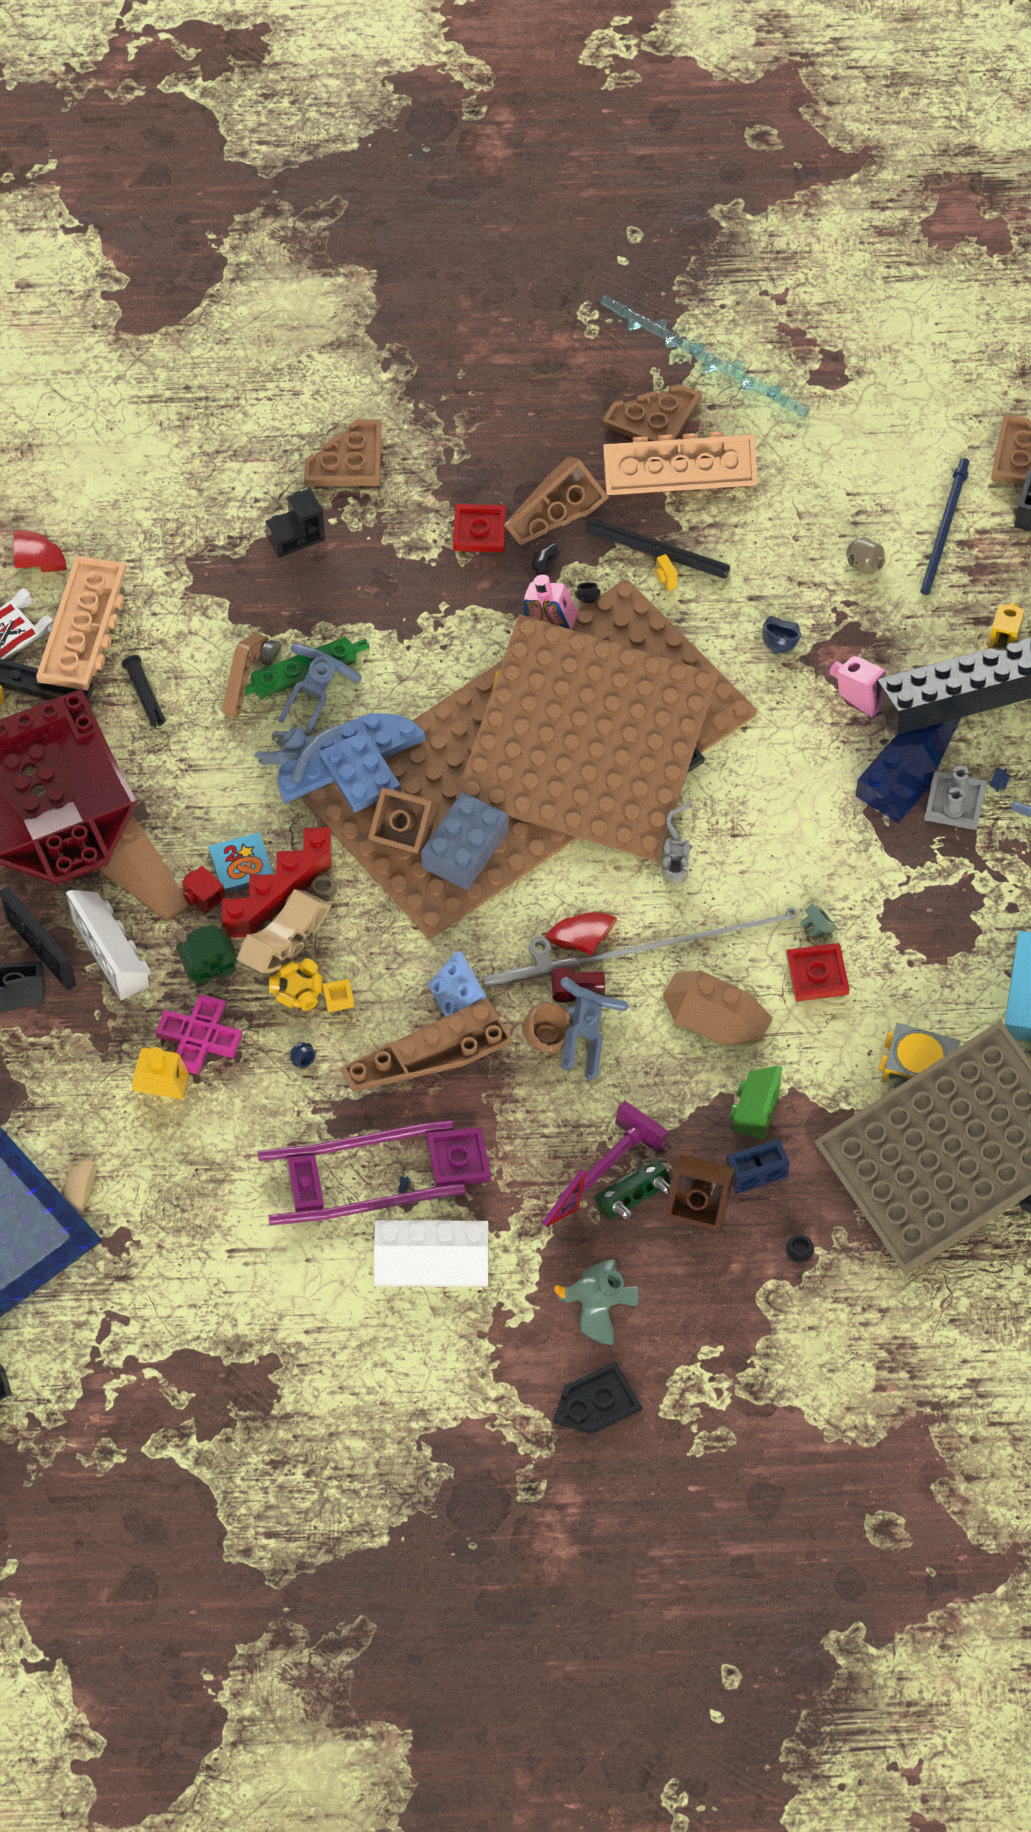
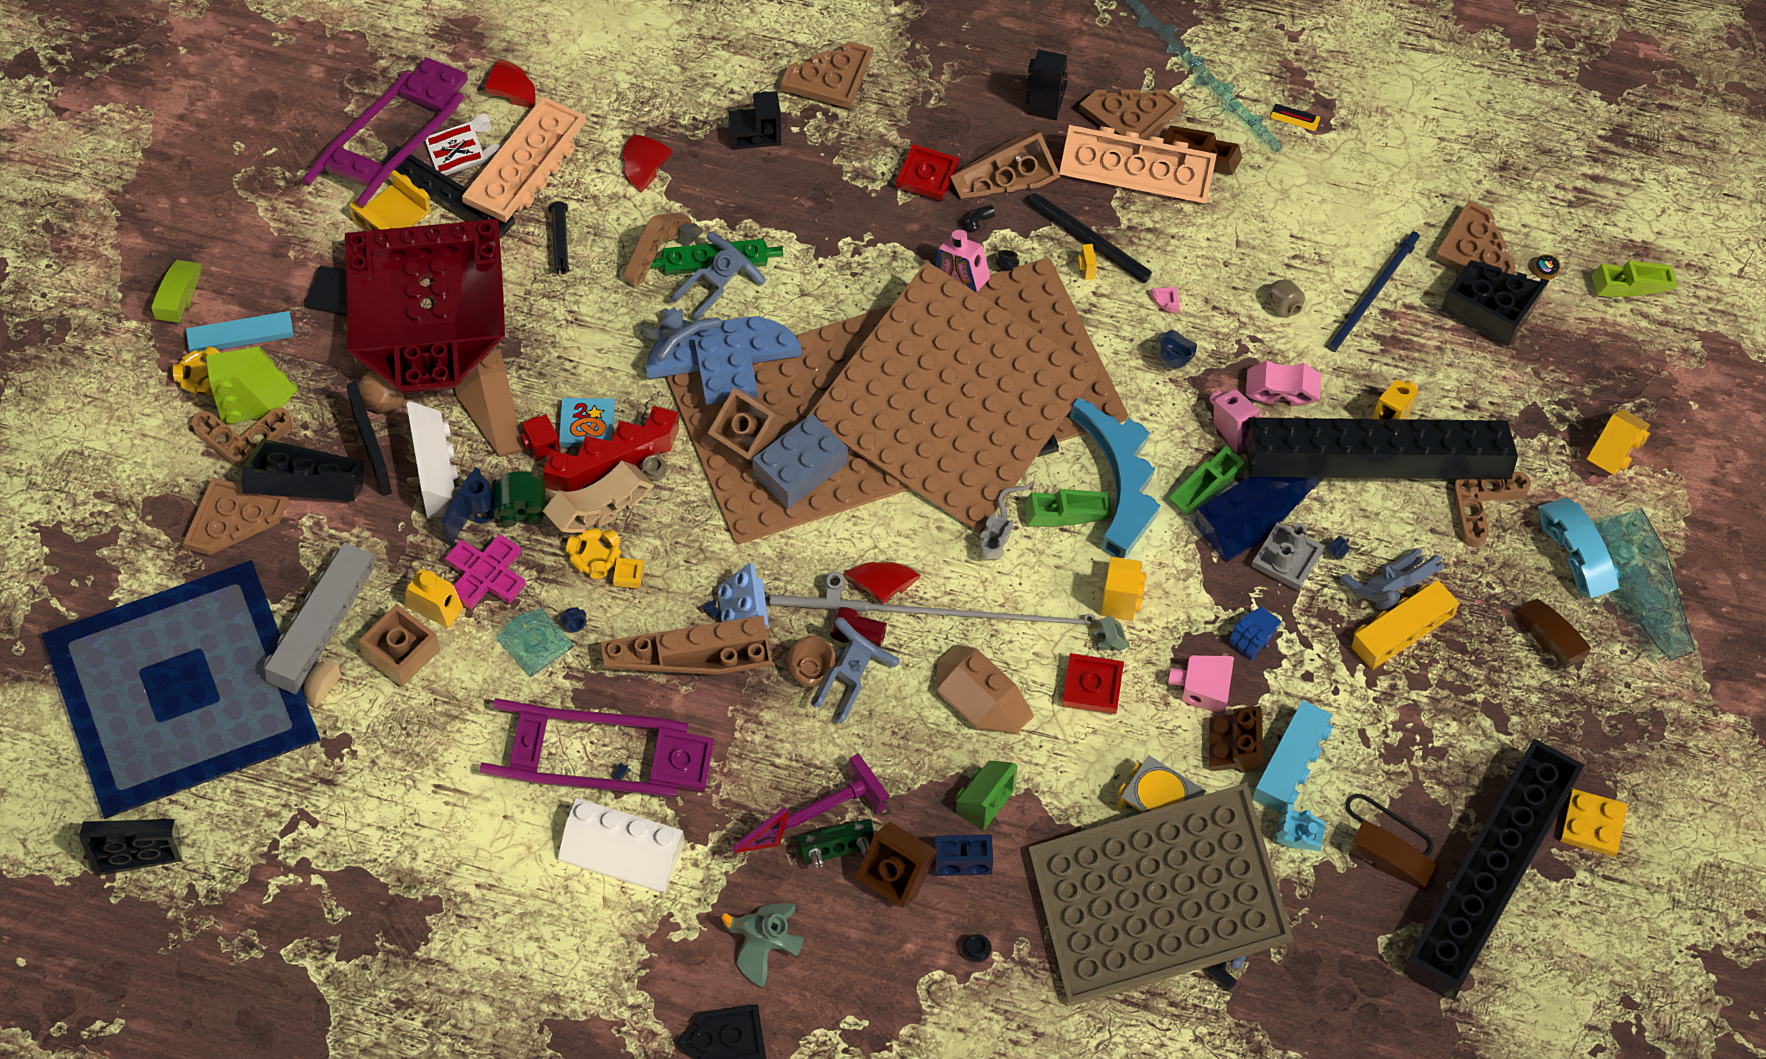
camera: 15 degrees right, 0 degrees up
(30, 890) = (379, 394): none -> medium nougat hair
(57, 1124) = (318, 618): none -> light grey brick
(145, 1127) = (399, 645): none -> medium nougat brick
(163, 966) = (472, 499): none -> dark blue piece
(196, 591) = (642, 160): none -> red brick
(271, 1087) = (534, 641): none -> clear light blue slope
(429, 1006) = (711, 609): none -> dark blue piece
(566, 410) = (1046, 84): none -> black wedge
(732, 814) = (1066, 508): none -> bright green slope
(737, 425) = (1227, 153): none -> reddish brown slope
(752, 587) = (1166, 298): none -> bright pink tile
(781, 764) = (1131, 475): none -> dark azure arch
(810, 378) = (1295, 117): none -> sticker
(814, 875) = (1123, 588): none -> yellow brick
(856, 750) = (1209, 481): none -> bright green slope
(891, 638) = (1283, 383): none -> bright pink brick
(921, 940) = (1205, 681): none -> bright pink torso
(950, 881) = (1254, 632): none -> blue hand
(970, 985) = (1236, 740): none -> reddish brown brick

